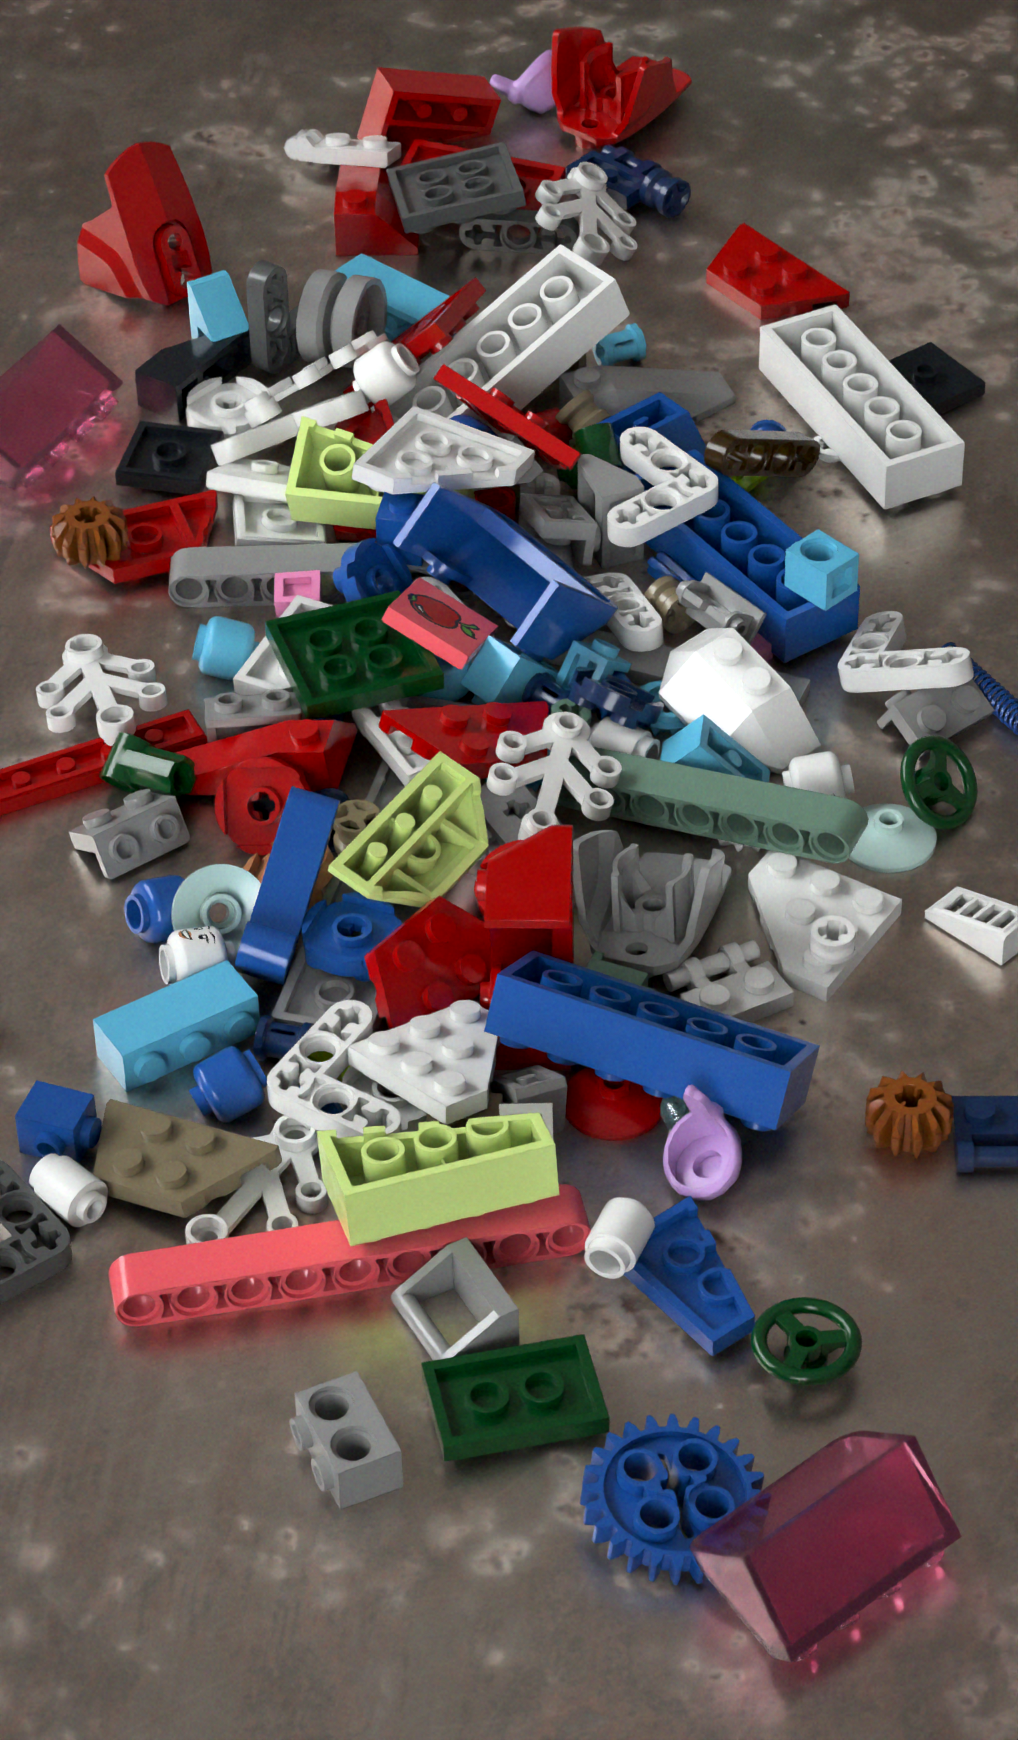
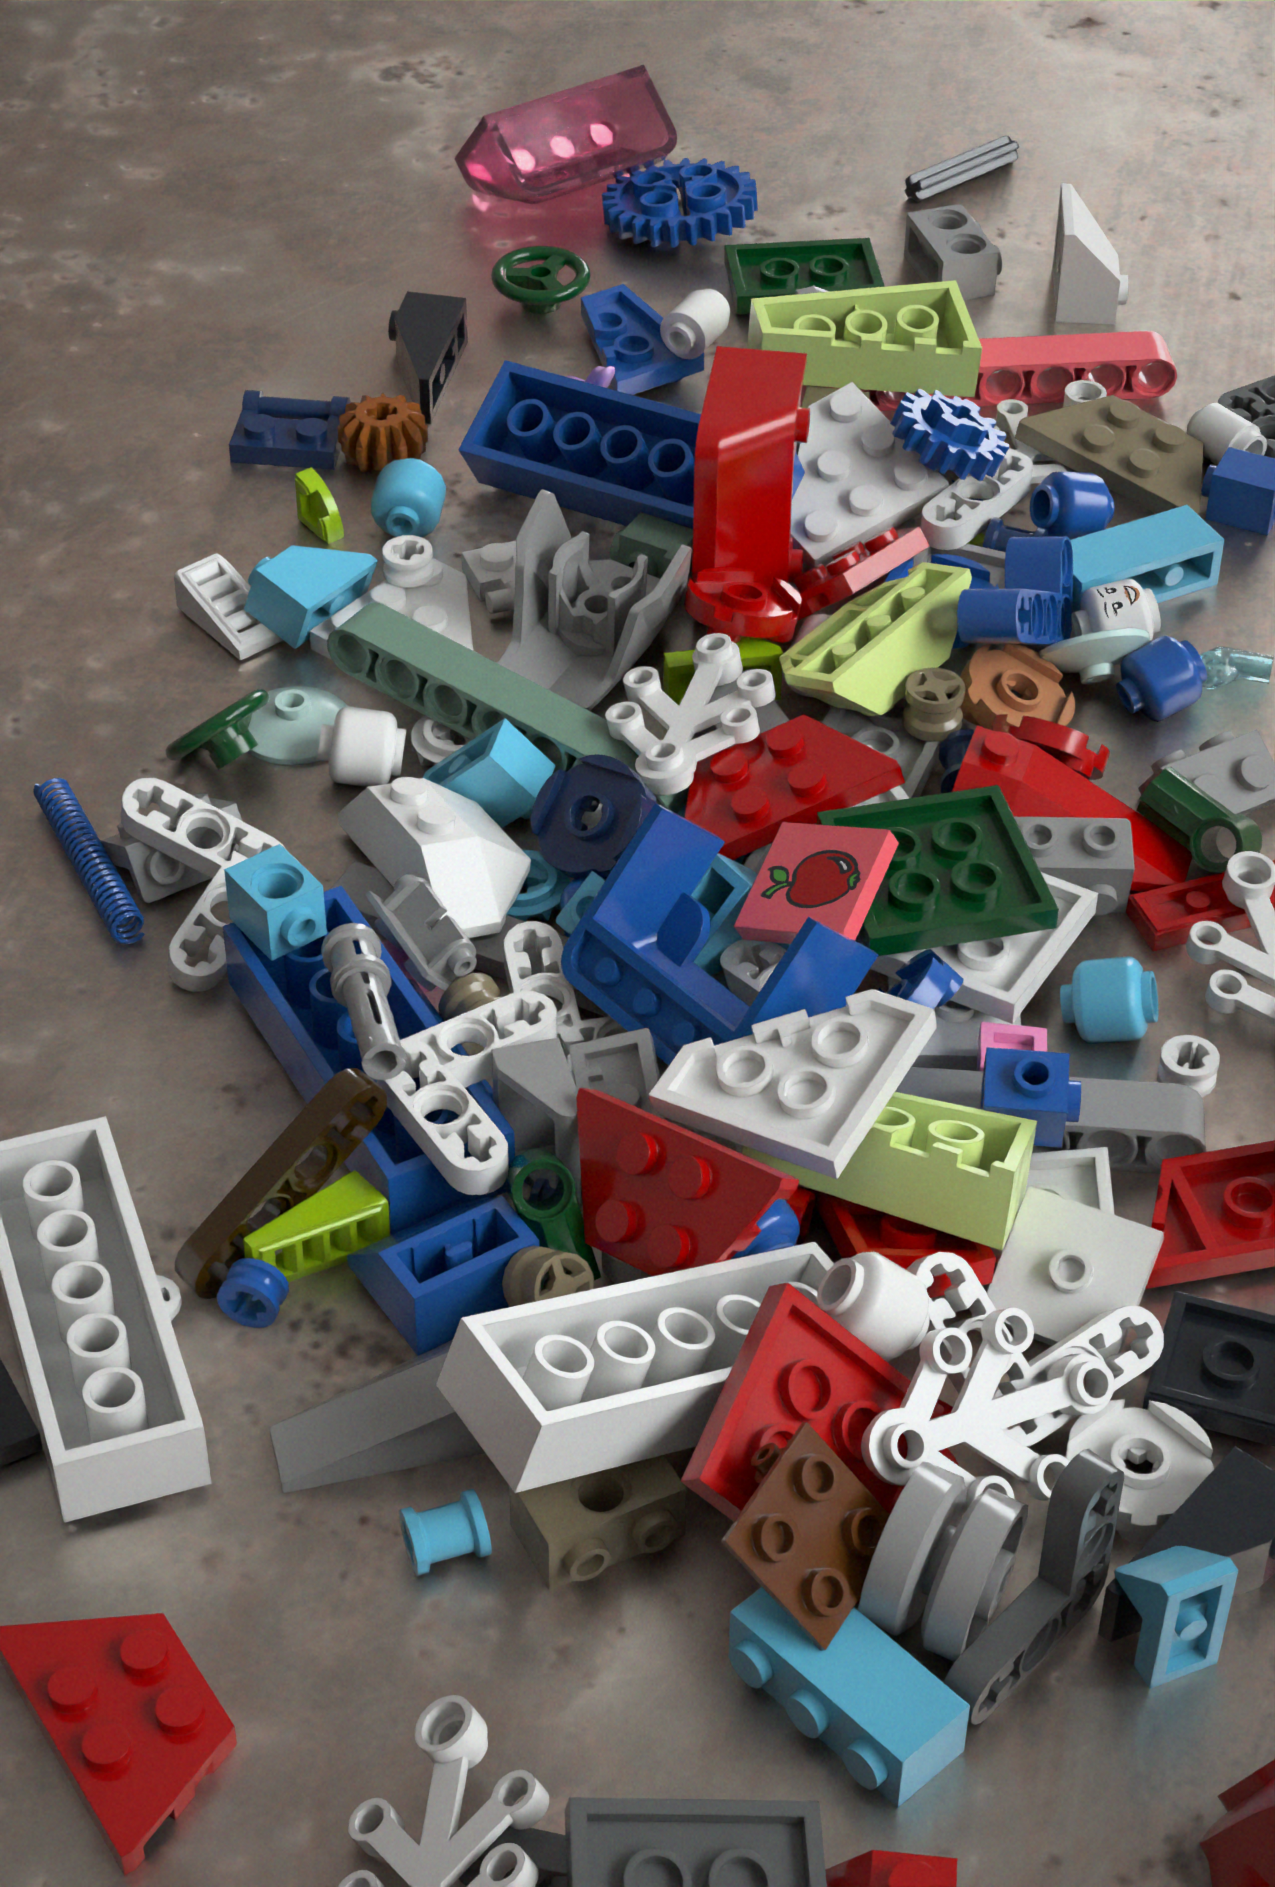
camera: 175 degrees left, 0 degrees up
(100, 951) = (1230, 664): none -> clear light blue arm
(174, 629) = (1191, 1052): none -> white bush
(196, 1399) = (1084, 266): none -> white slope
(290, 524) = (1033, 1088): none -> blue brick
(335, 1629) = (961, 168): none -> axle
(348, 1049) = (949, 434): none -> blue gear
(414, 297) = (808, 1533): none -> reddish brown hinge
(742, 517) = (362, 986): none -> light grey pin
(857, 1029) = (409, 496): none -> medium azure head
(904, 1235) = (429, 344): none -> black slope
(911, 913) = (306, 588): none -> medium azure slope
(943, 1029) = (317, 506): none -> lime tile

